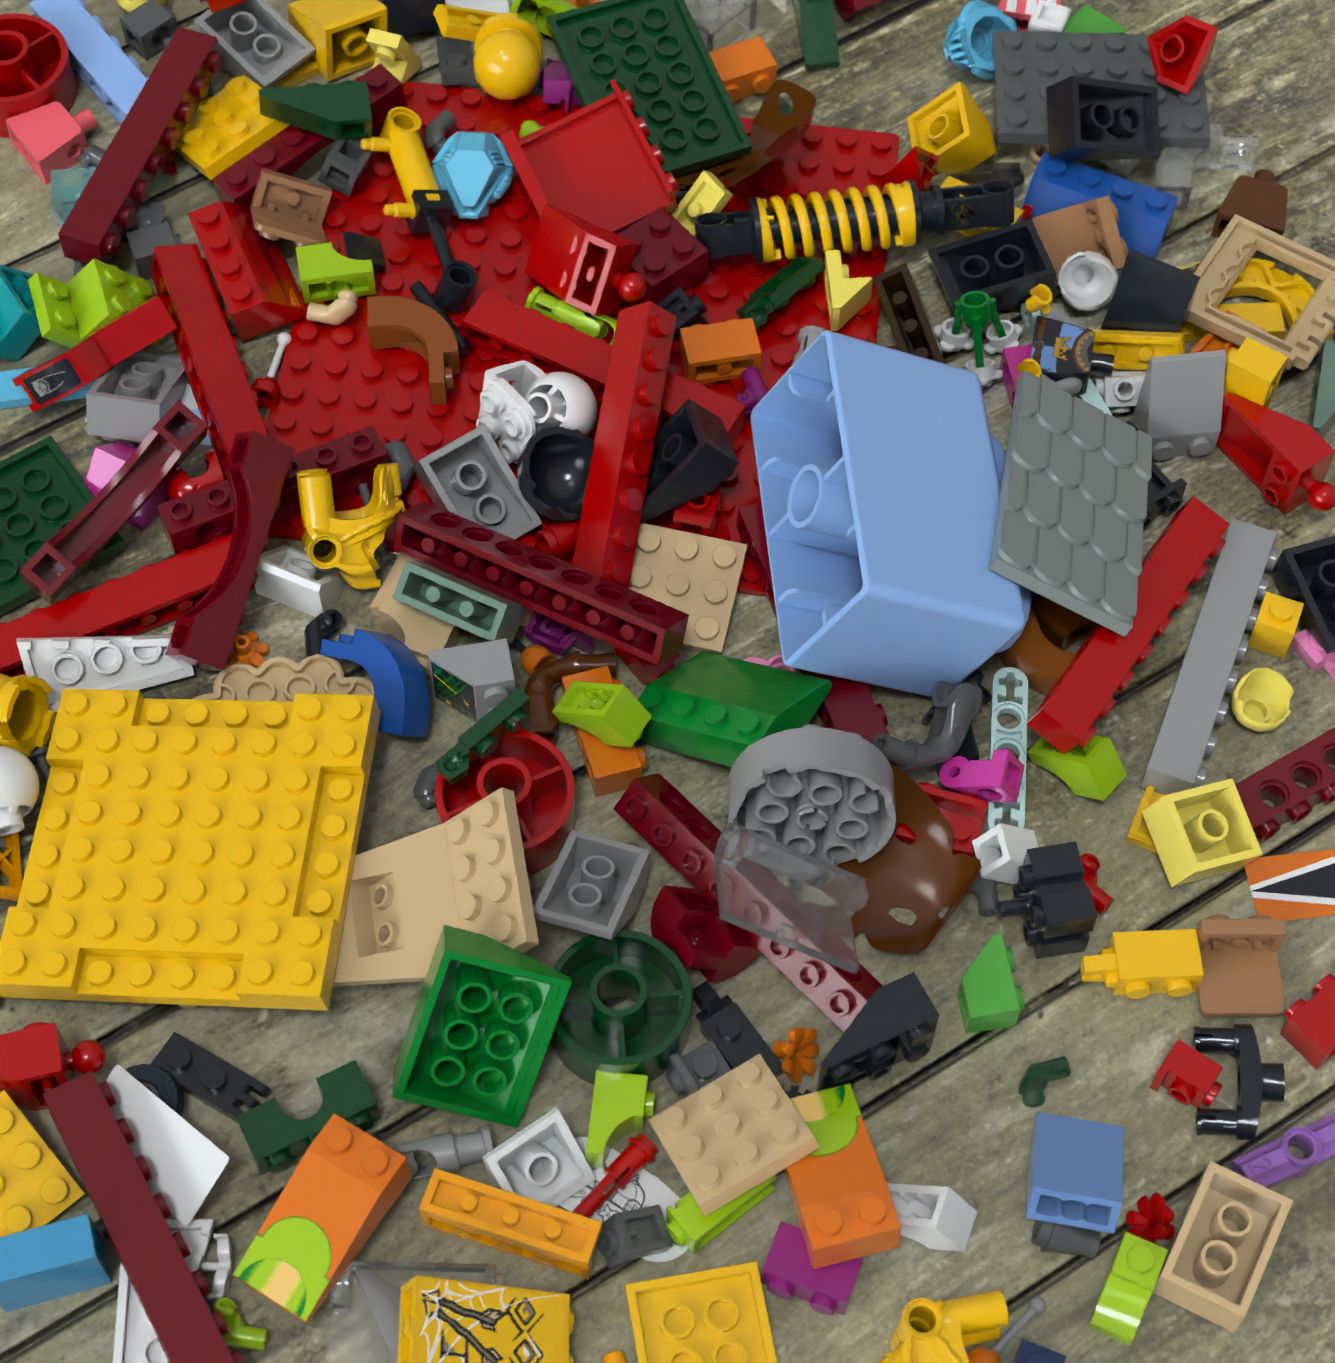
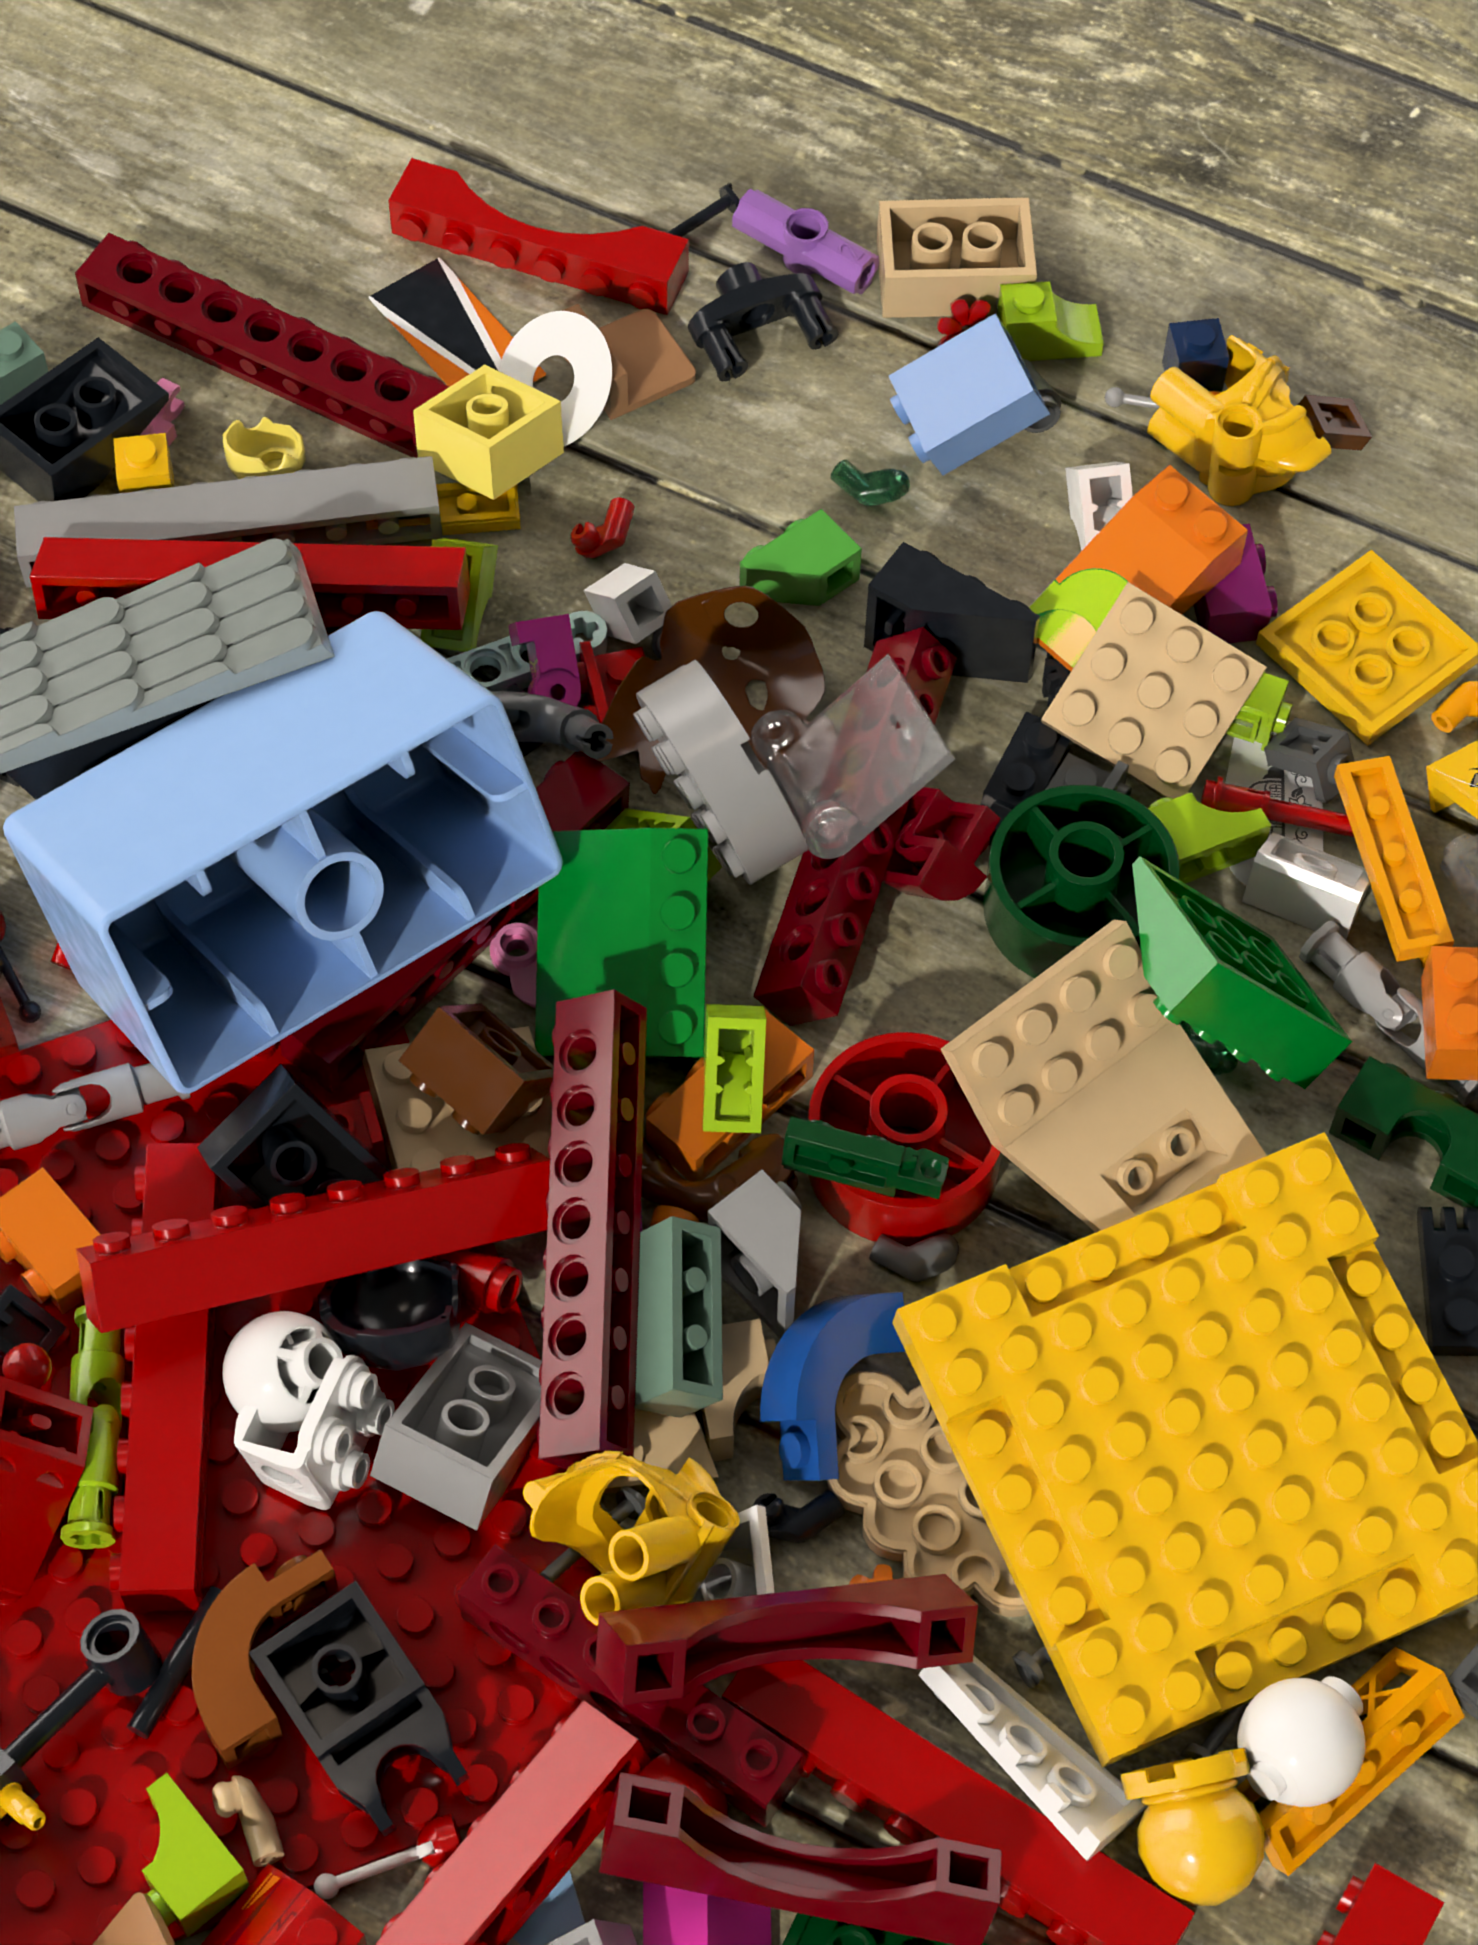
camera: 120 degrees left, 0 degrees up
(351, 369) = (370, 1719): none -> black brick
(364, 248) = (115, 1846): black slope -> none
(399, 453) = (470, 1553): dark grey arm -> none
(594, 885) = (967, 958): light grey slope -> none
(695, 582) = (477, 1067): none -> reddish brown slope
(754, 390) = (99, 1171): magenta arm -> none
(798, 1053) = (1003, 708): orange plant -> none
(1054, 899) = (669, 523): black brick -> none
(1147, 963) = (673, 436): yellow hinge -> none
(1188, 1076) = (784, 359): red brick -> none
(1267, 904) = (583, 346): none -> white sticker

